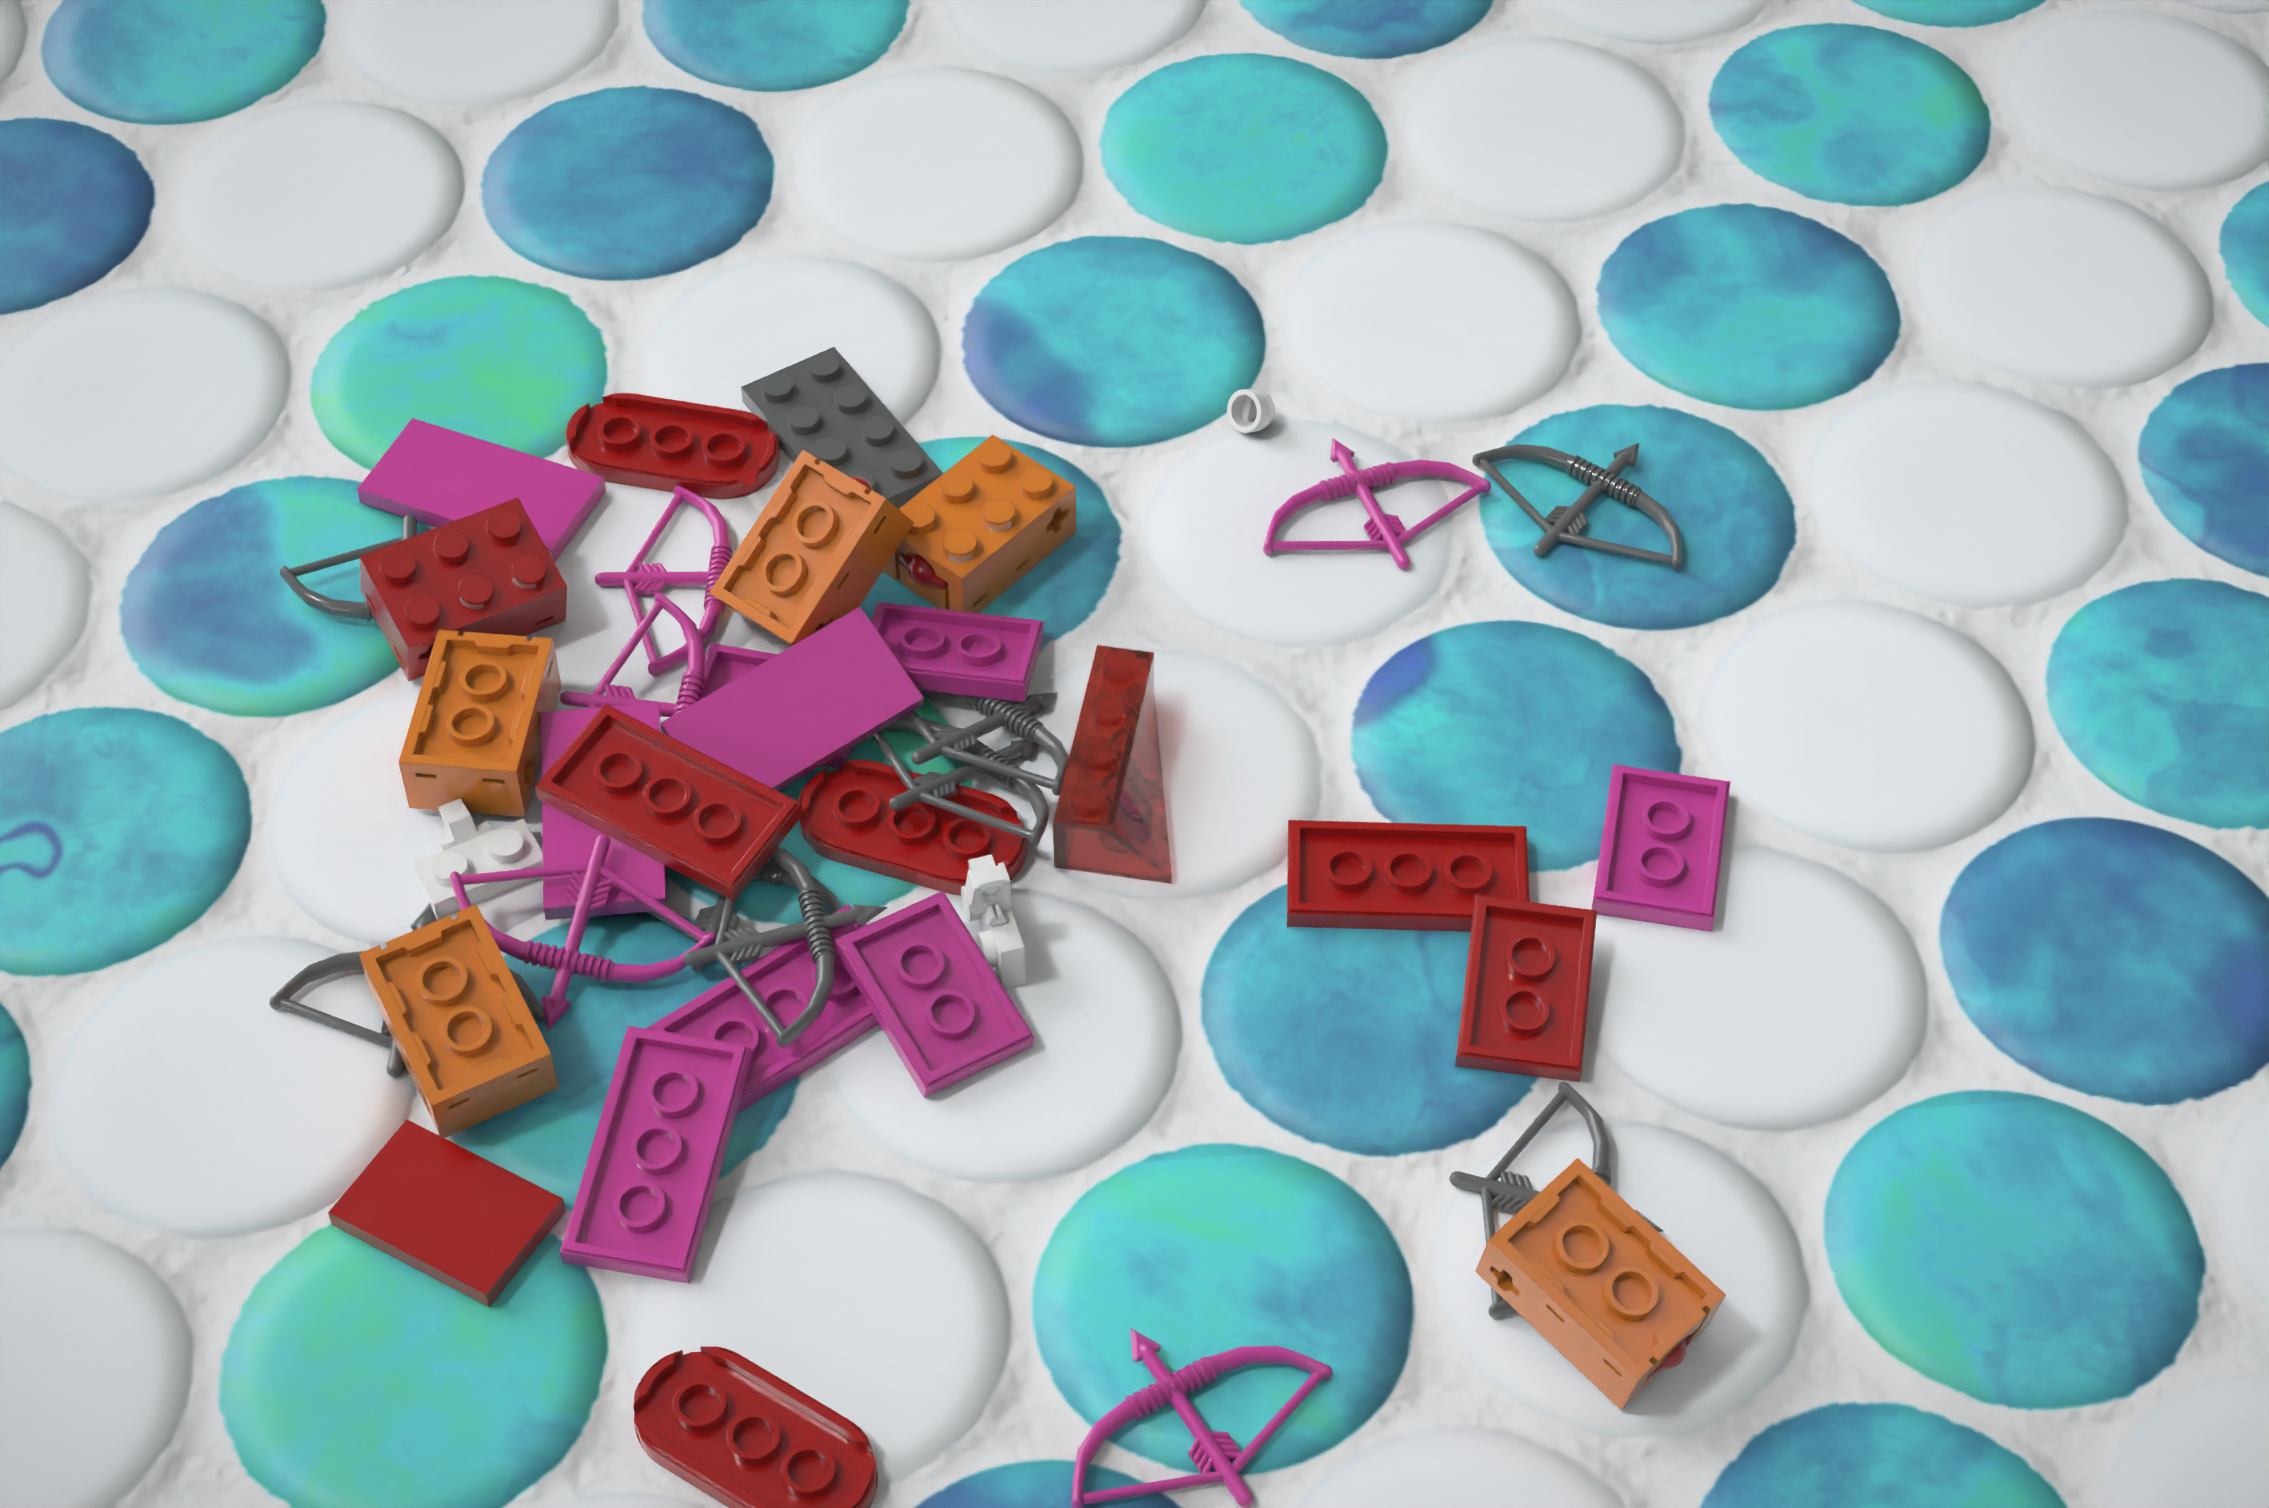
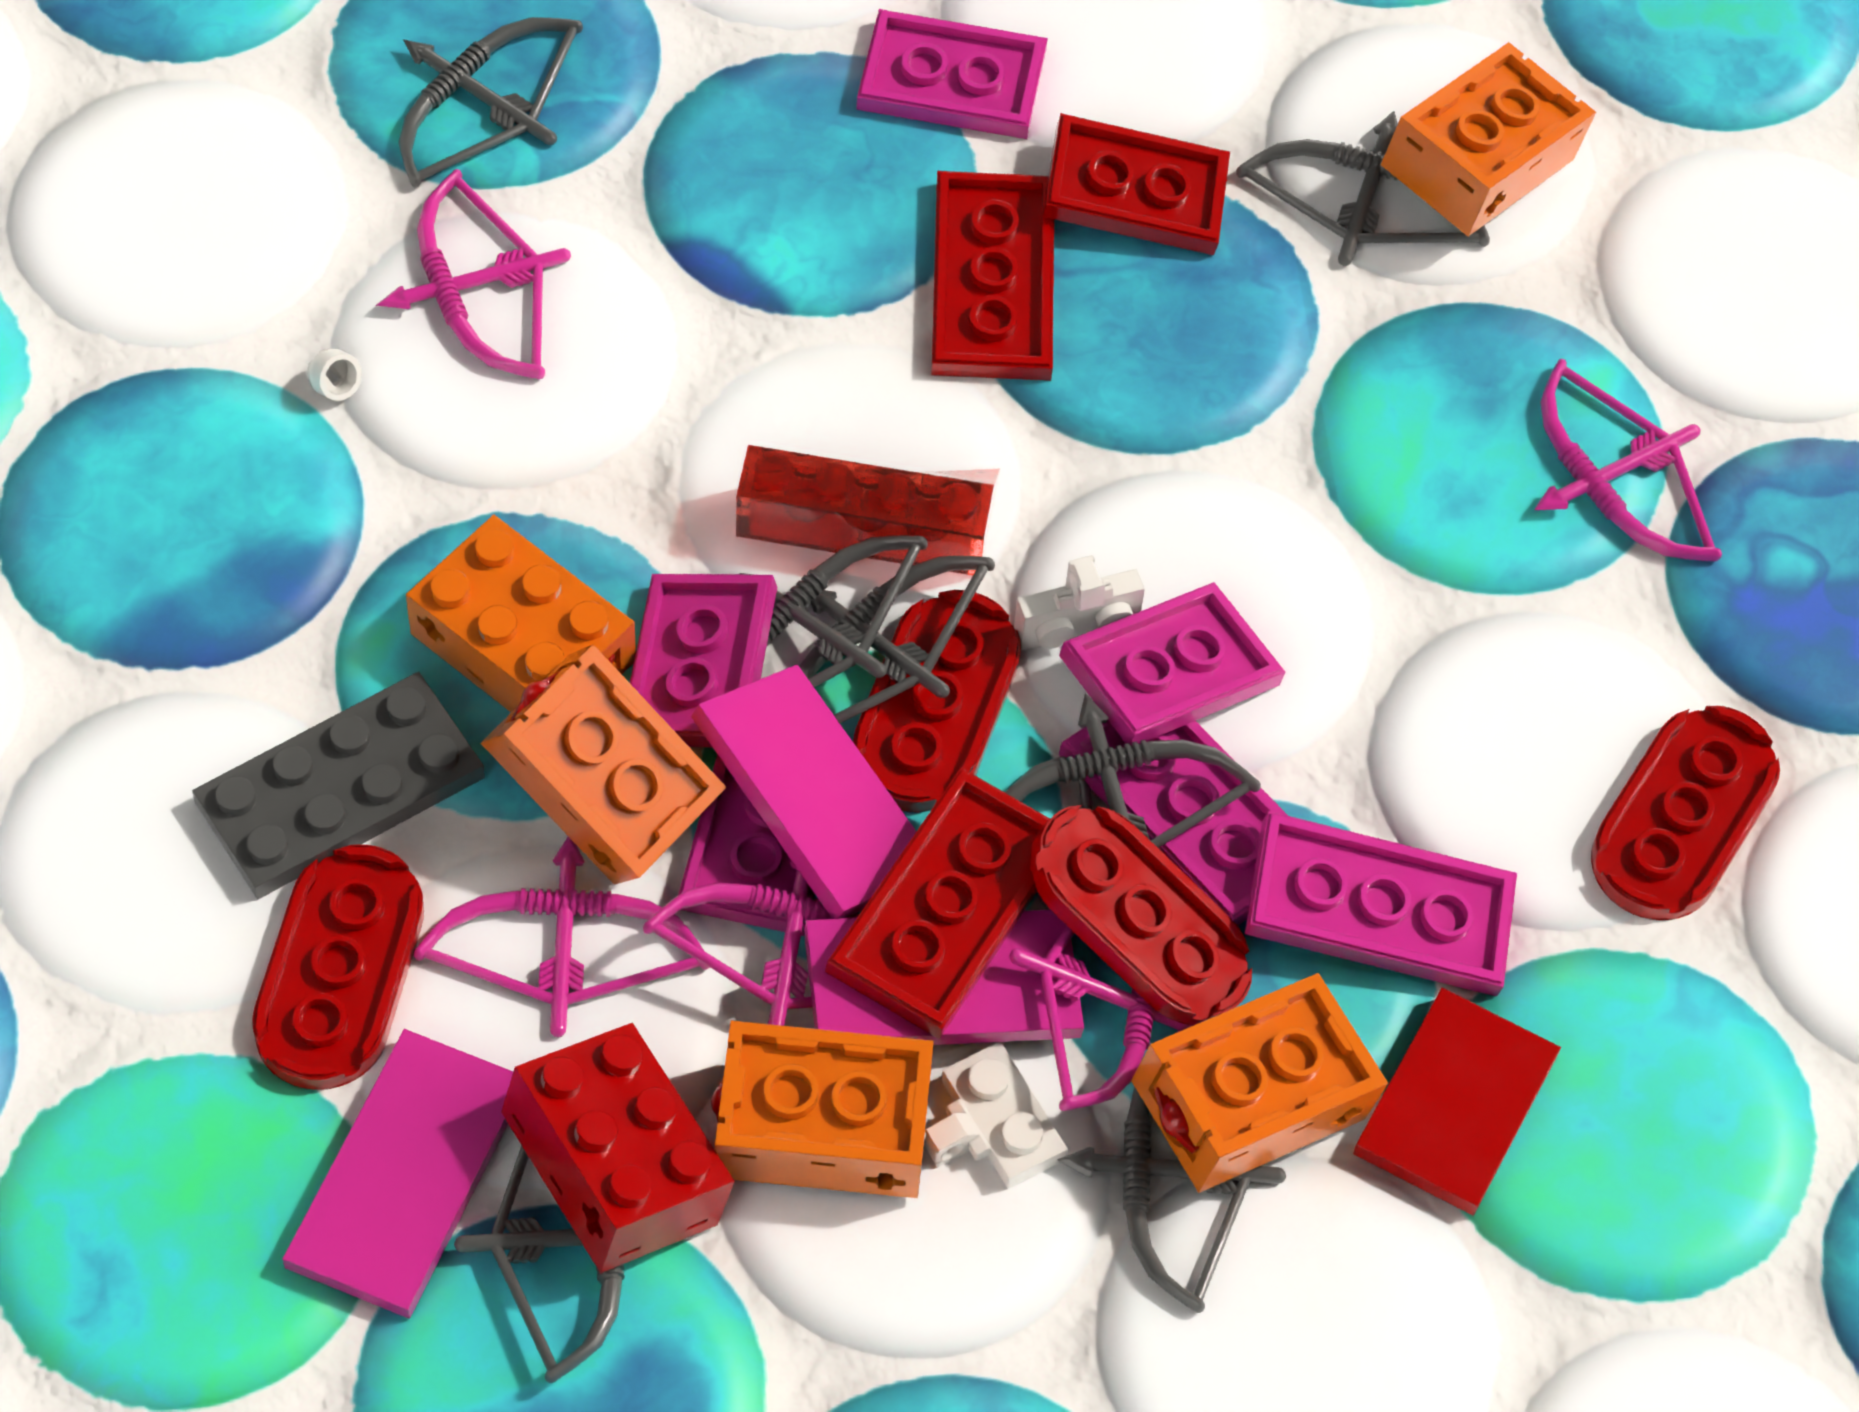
camera: 95 degrees left, 10 degrees up
(647, 944) = (1140, 914): none -> red tile

